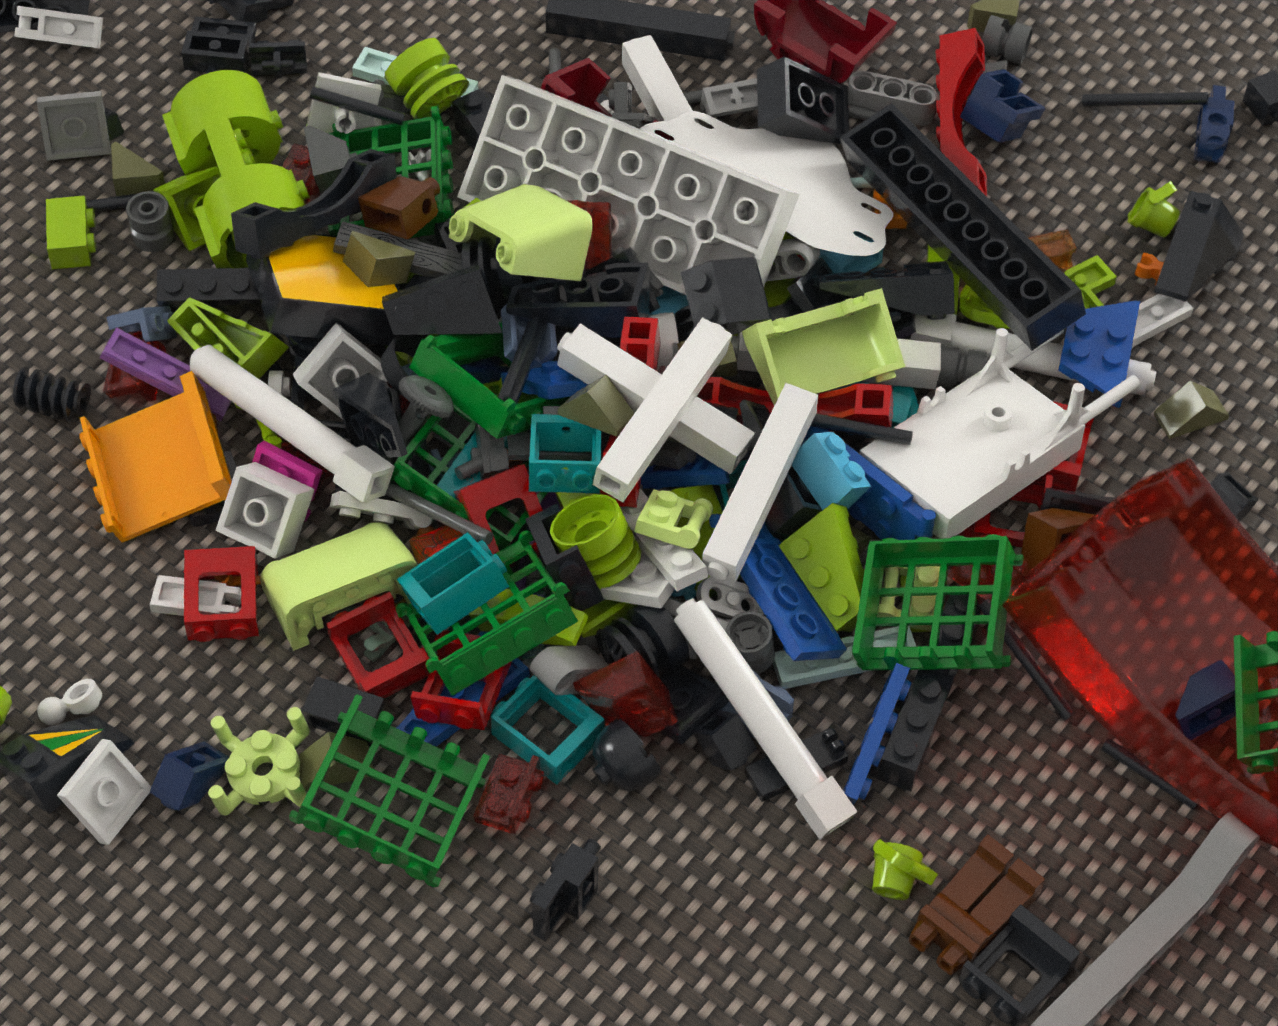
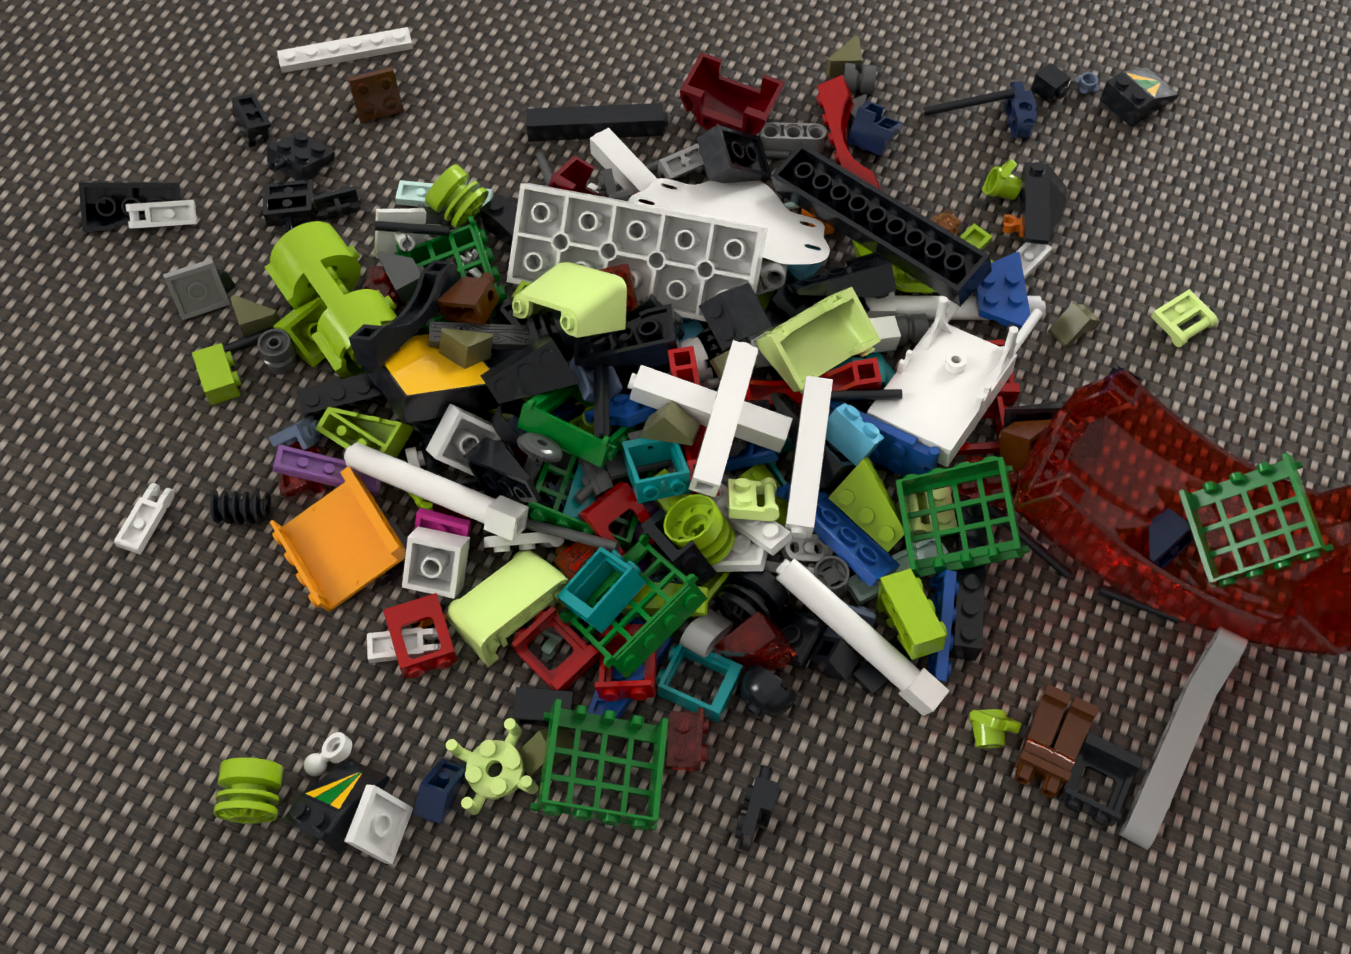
camera: 15 degrees left, 5 degrees up
(836, 705) = (911, 613): none -> lime wedge

